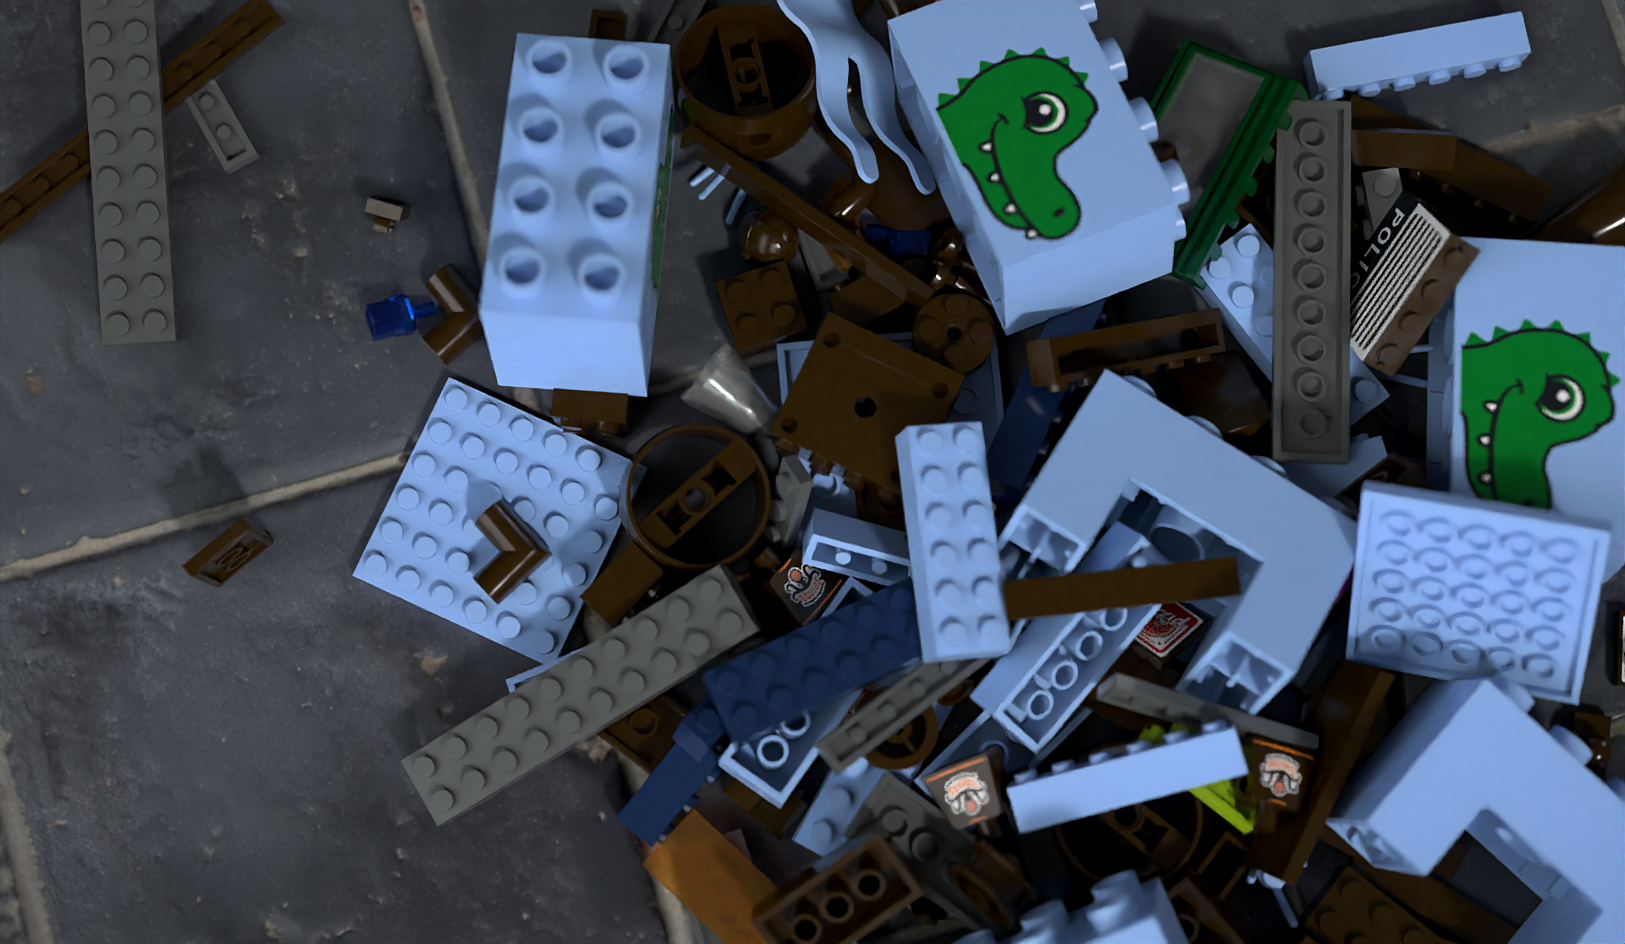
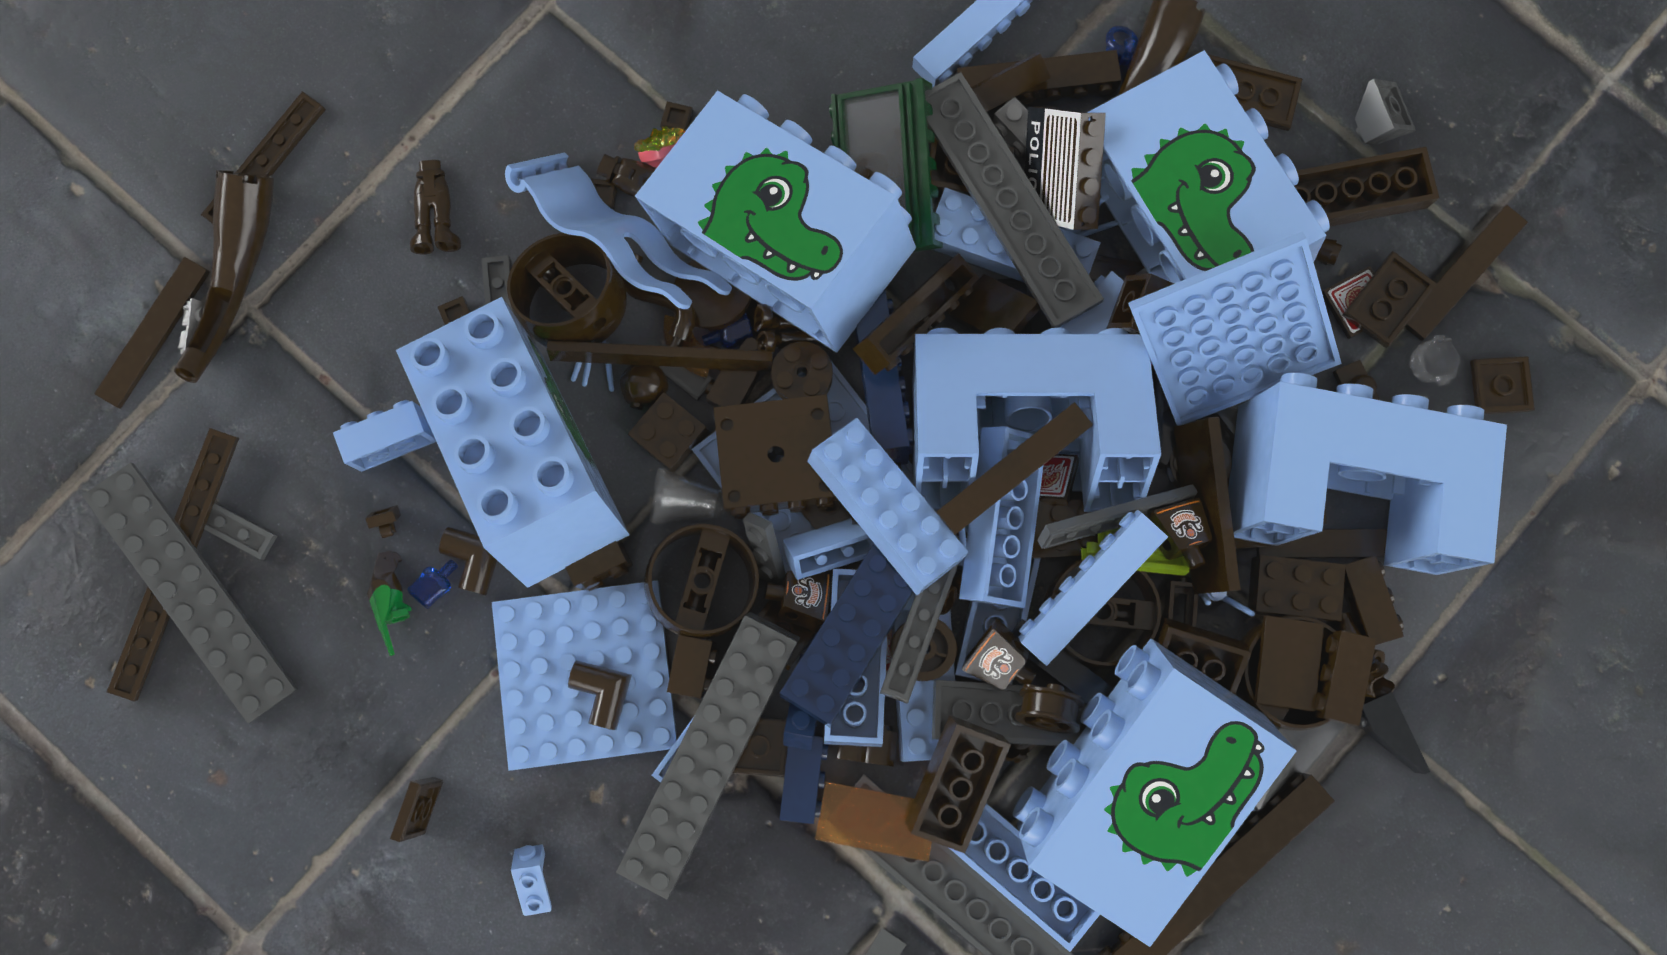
camera: 30 degrees left, 0 degrees up
(301, 711) = (529, 879): none -> light blue bracket
(339, 297) = (387, 595): none -> animal
(445, 118) = (384, 436): none -> light blue brick
(1560, 192) = (1124, 52): none -> clear blue piece

